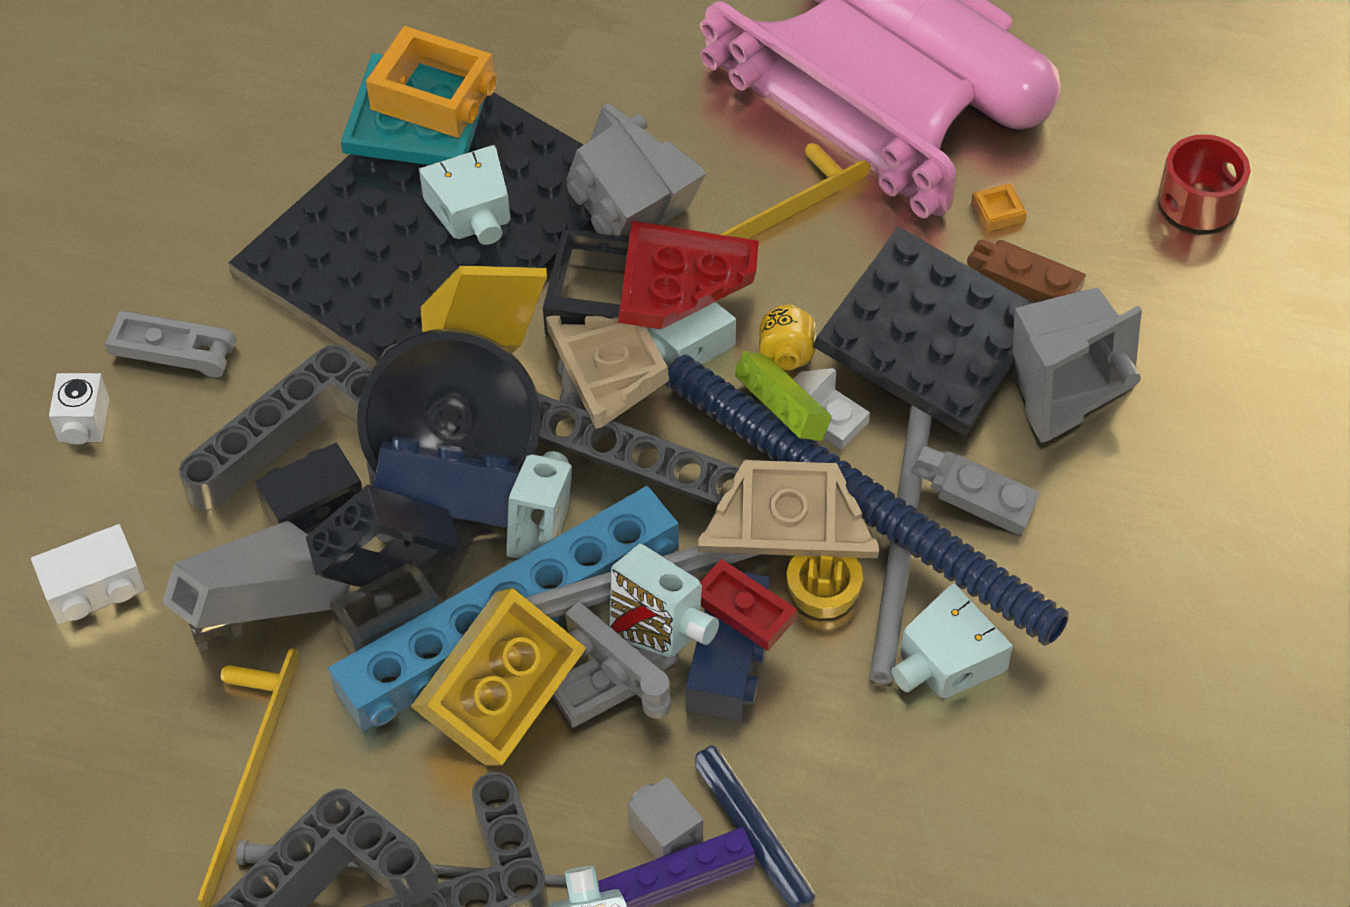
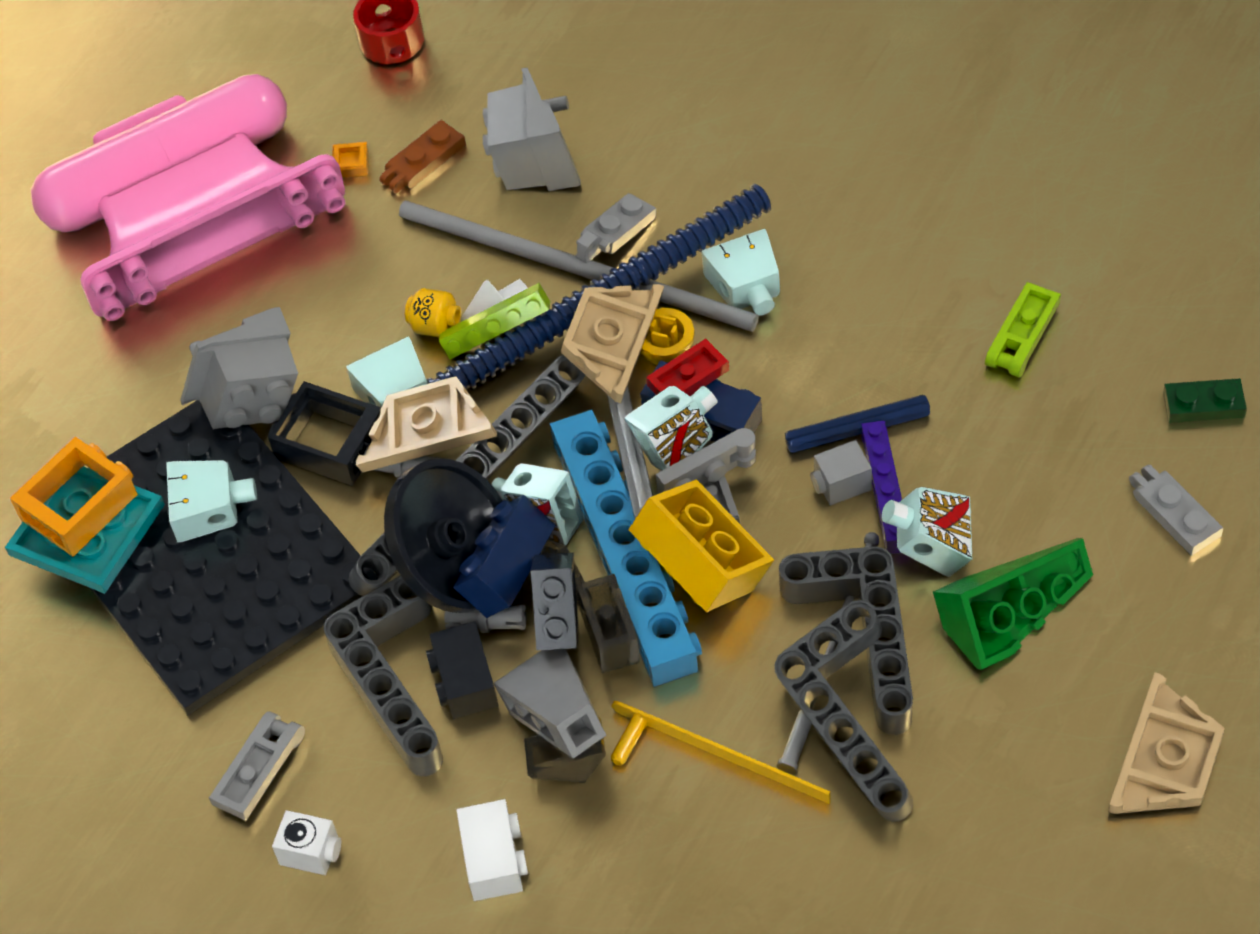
camera: 70 degrees left, 0 degrees up
(487, 302) = (348, 502): yellow slope -> none
(680, 272) = (355, 358): red plate -> none
(836, 181) = (270, 255): yellow piece -> none
(926, 330) = (461, 220): black plate -> none

